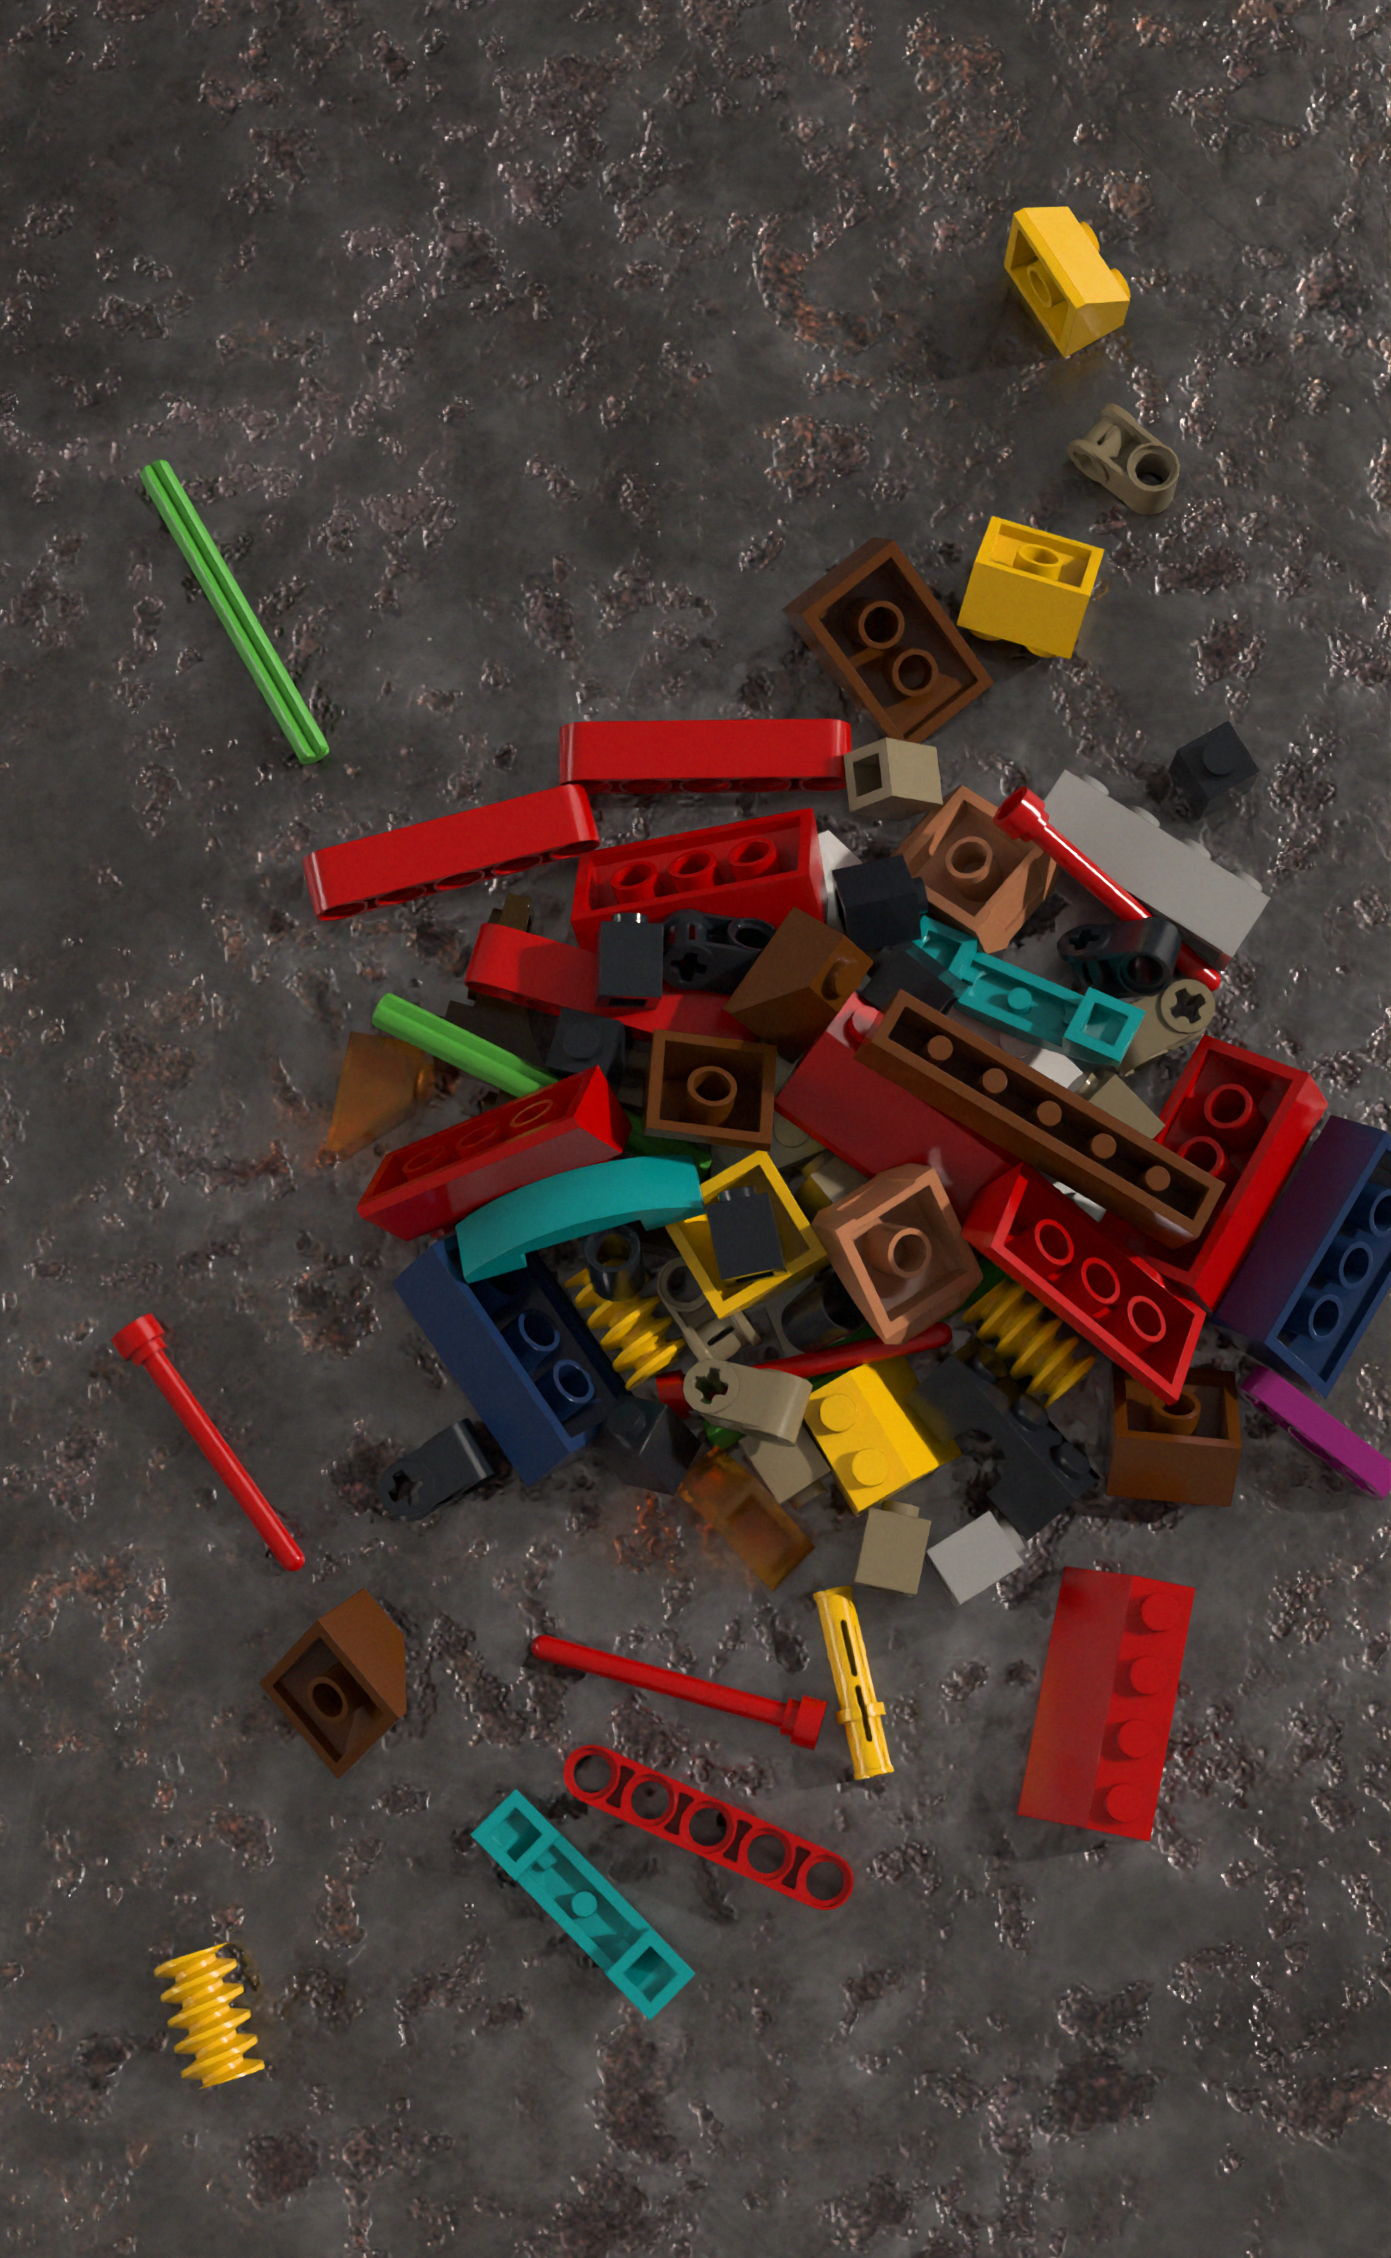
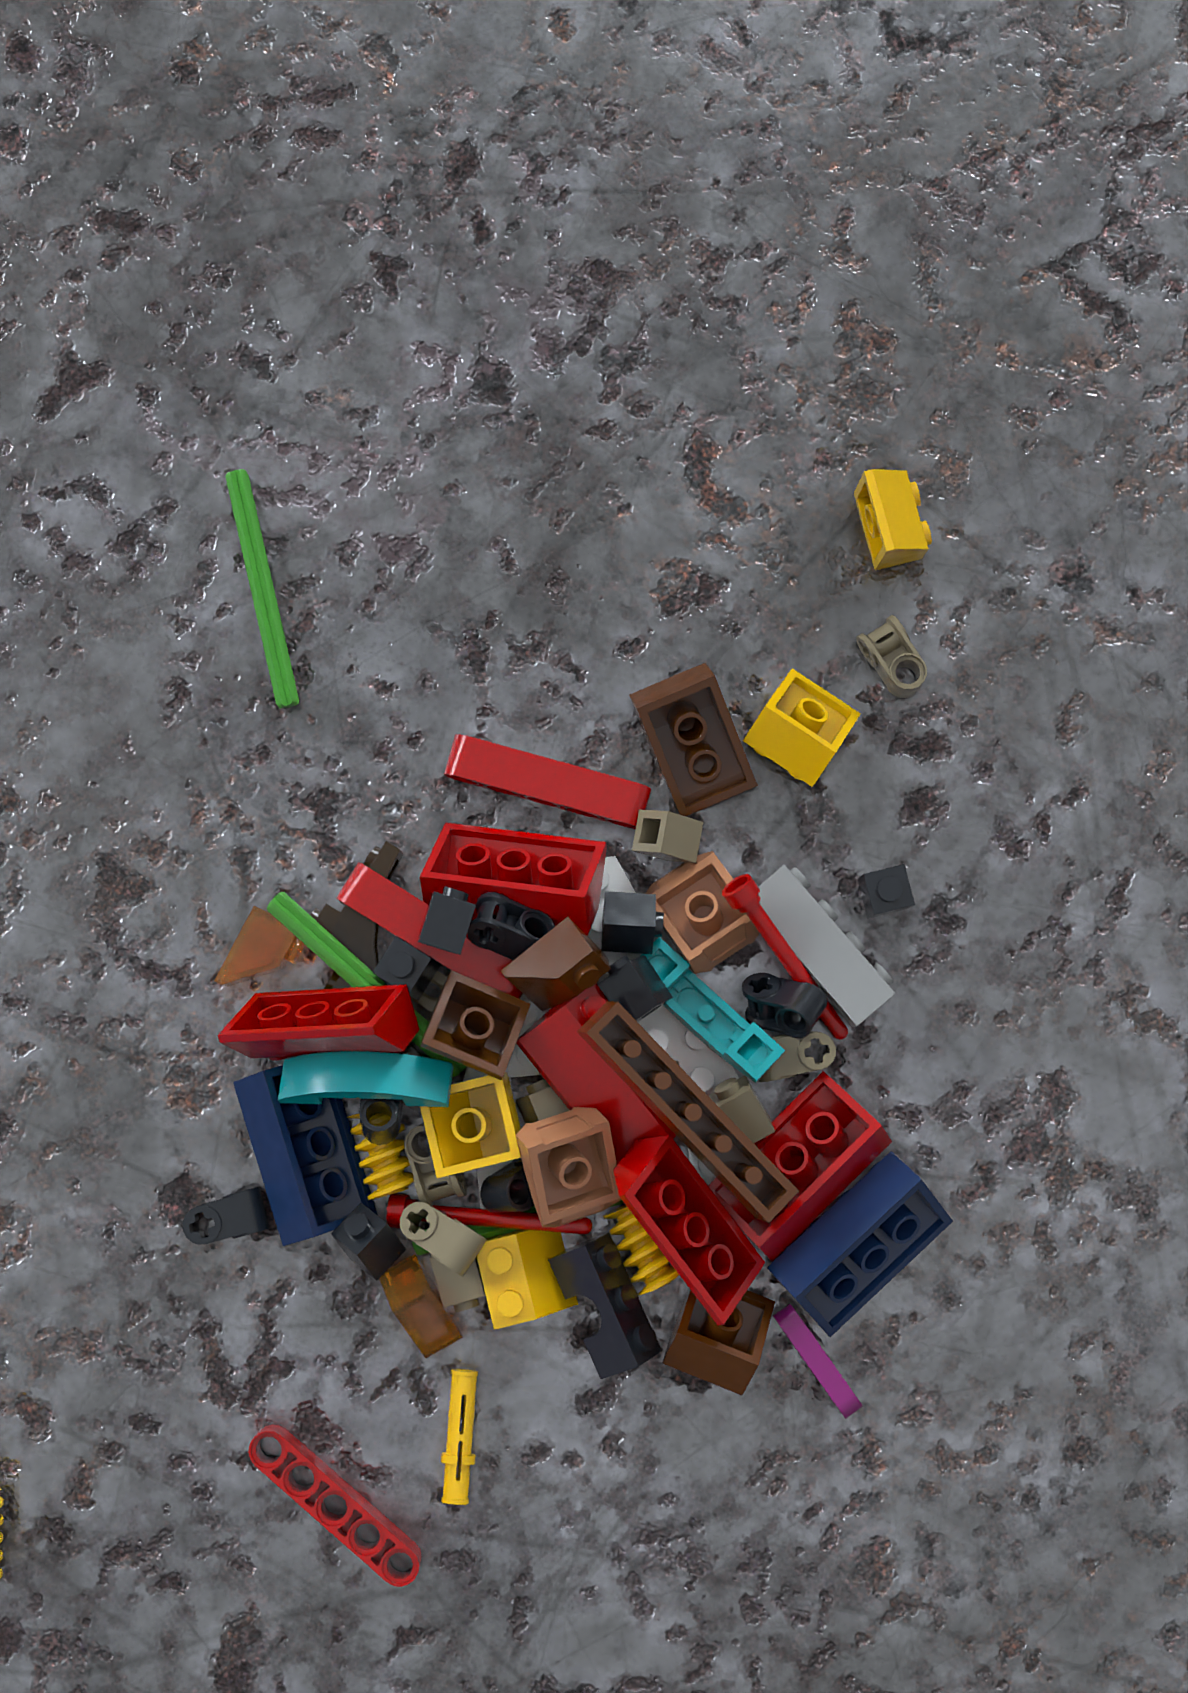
camera: 10 degrees right, 5 degrees up
(144, 1345) = (60, 1075): red piece -> none
(343, 1681) = (126, 1339): reddish brown slope -> none
(450, 852) = (358, 798): red beam -> none
(583, 1904) = (241, 1530): teal slope -> none
(746, 1237) = (468, 1133): black brick -> none
(796, 1718) = (415, 1449): red piece -> none
(892, 1549) = (511, 1357): dark tan brick -> none
(975, 1557) = (564, 1378): light grey brick -> none
(1106, 1702) = (621, 1500): red slope -> none

